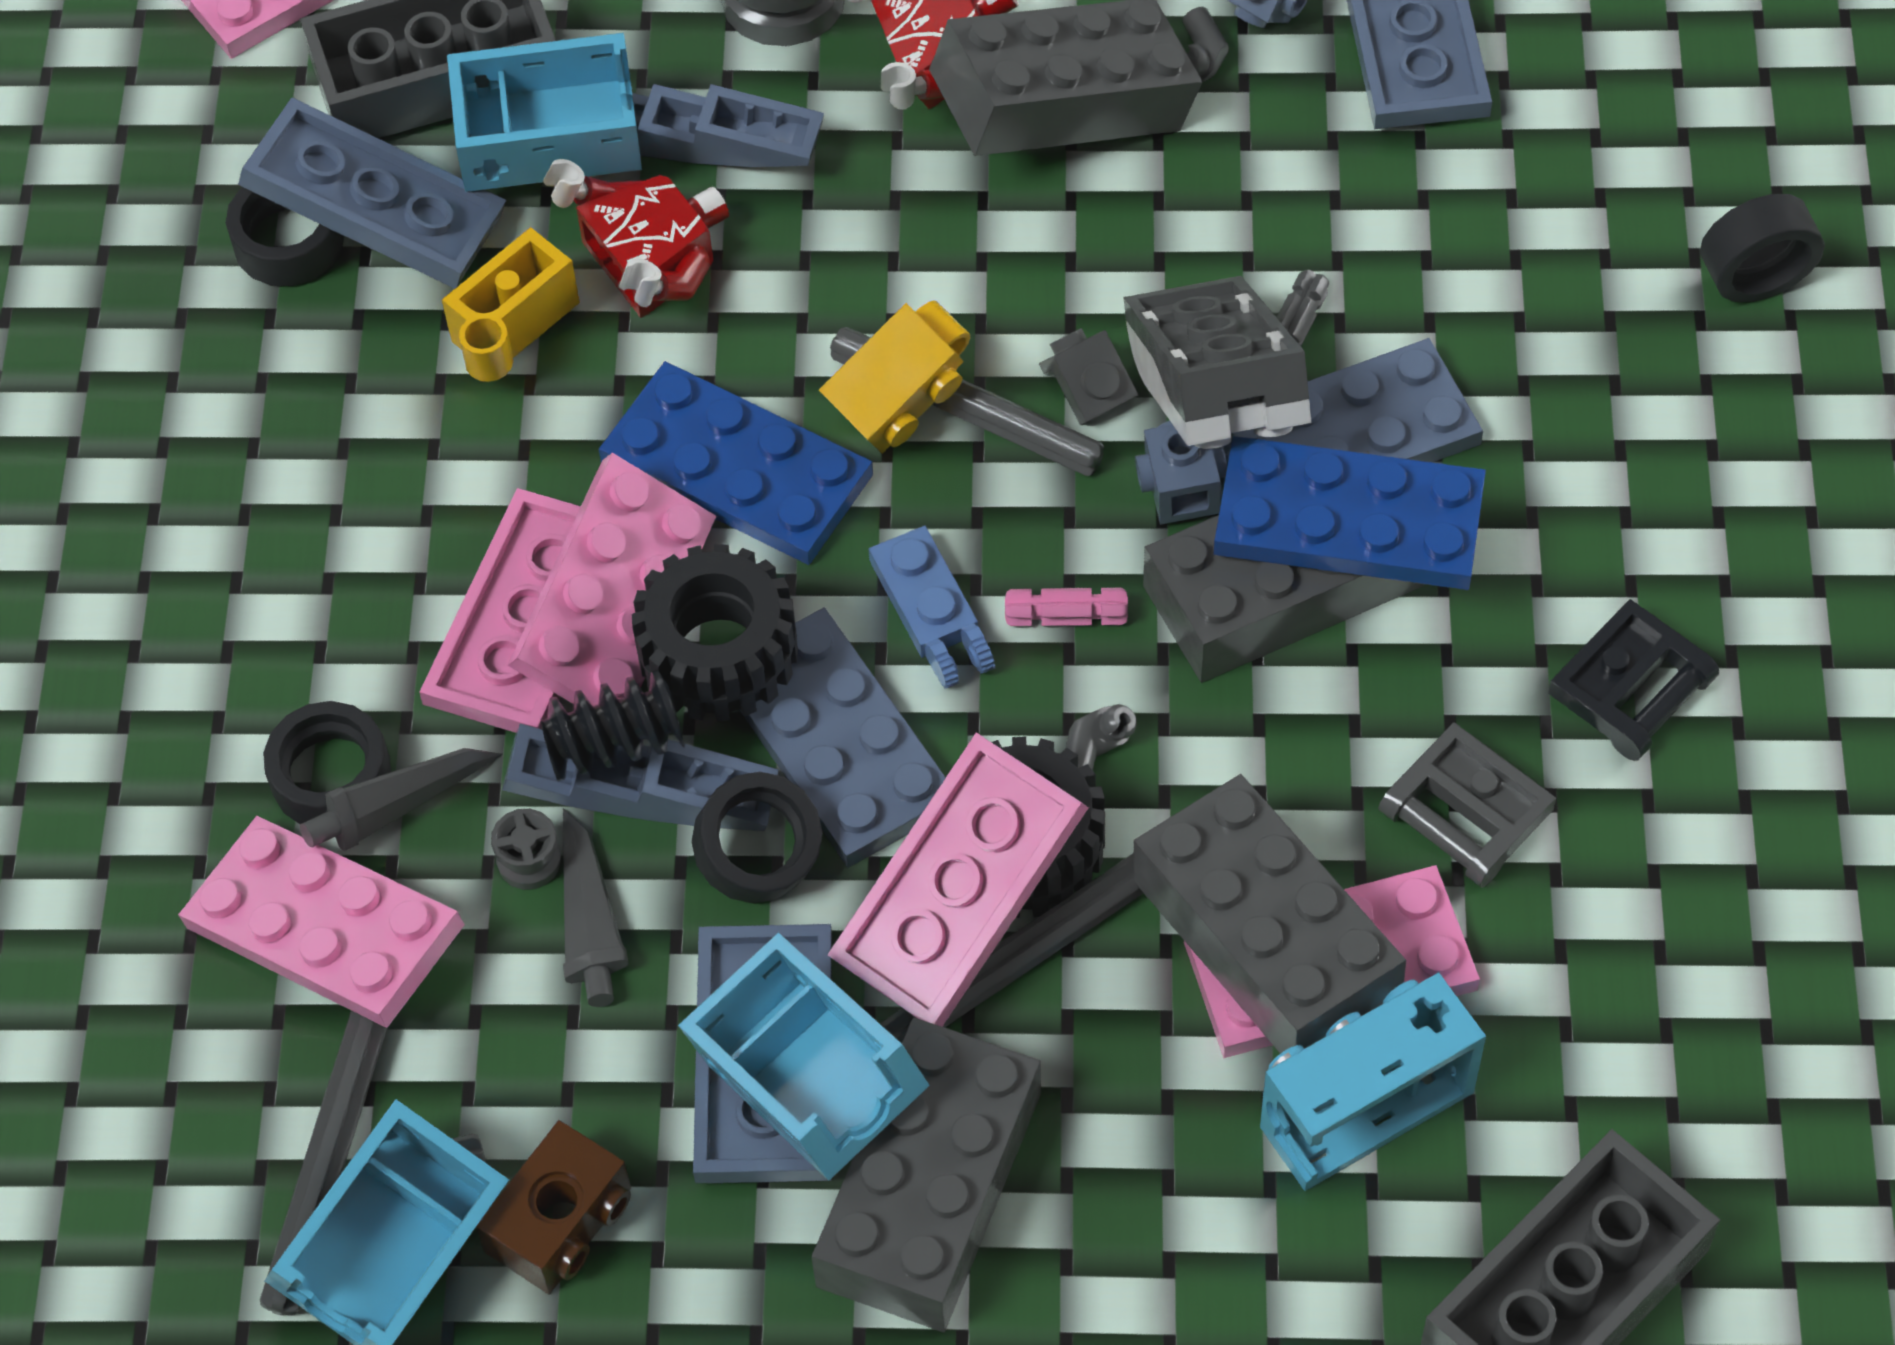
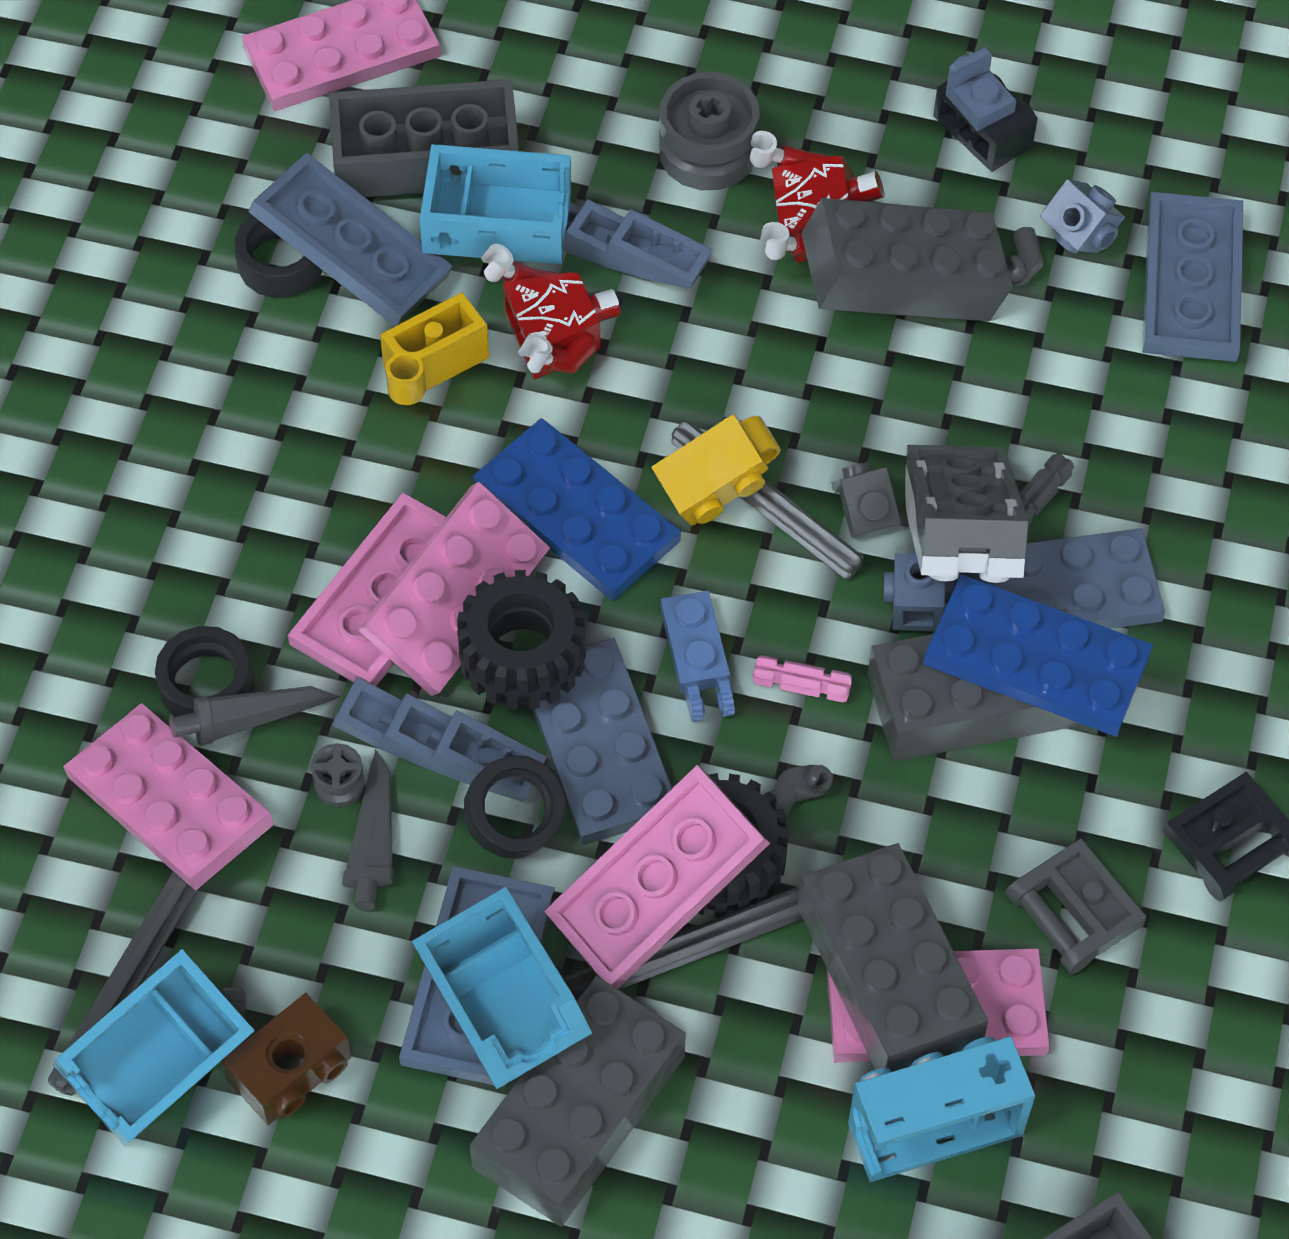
camera: 10 degrees right, 0 degrees up
(610, 725) = (420, 695): black piece -> none

